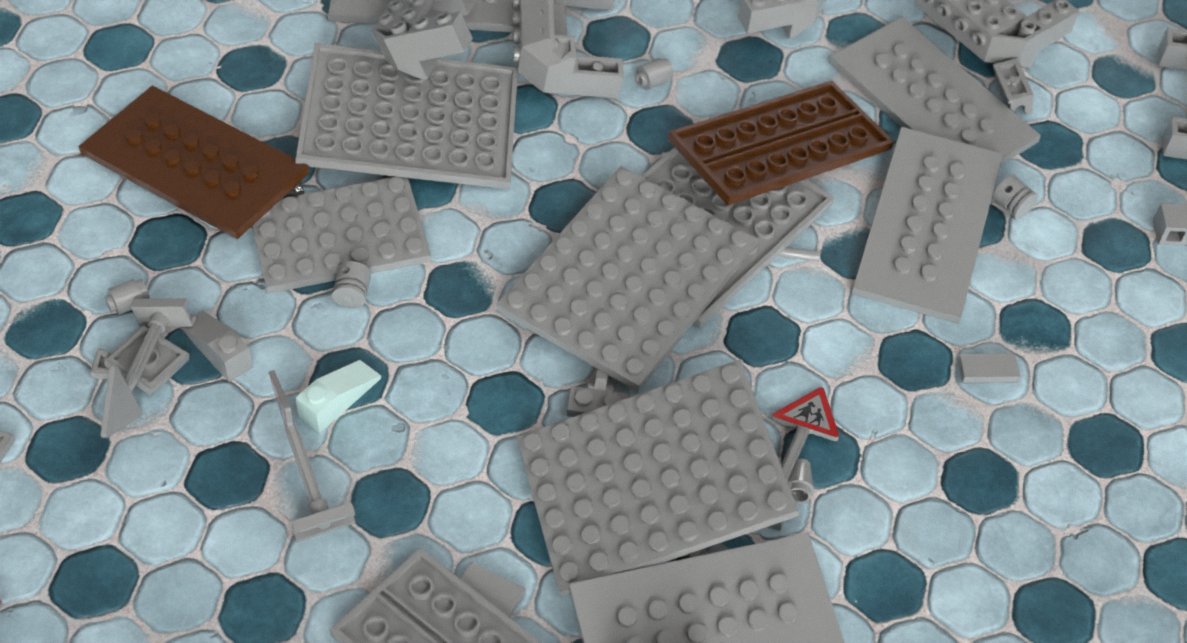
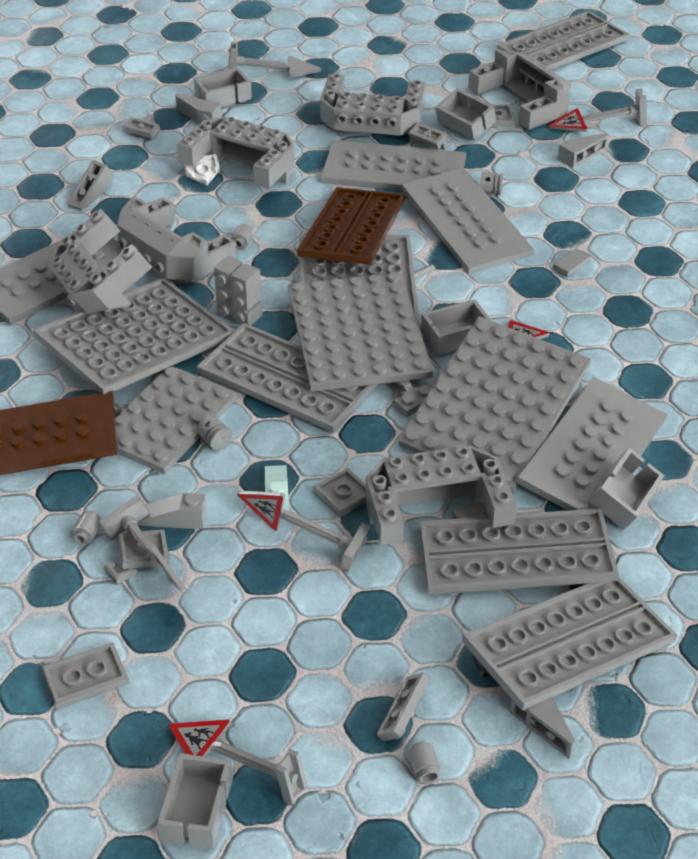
camera: 40 degrees left, 10 degrees down
(396, 451) = (342, 492): none -> light grey tile
(470, 502) = (436, 477): none -> light grey wedge
(484, 247) = (277, 375): none -> light grey plate
(549, 139) = (238, 293): none -> light grey piece
(728, 338) = (449, 325): none -> light grey piece
(1093, 84) = (465, 114): none -> light grey piece
(1145, 110) = (504, 116): none -> light grey tile

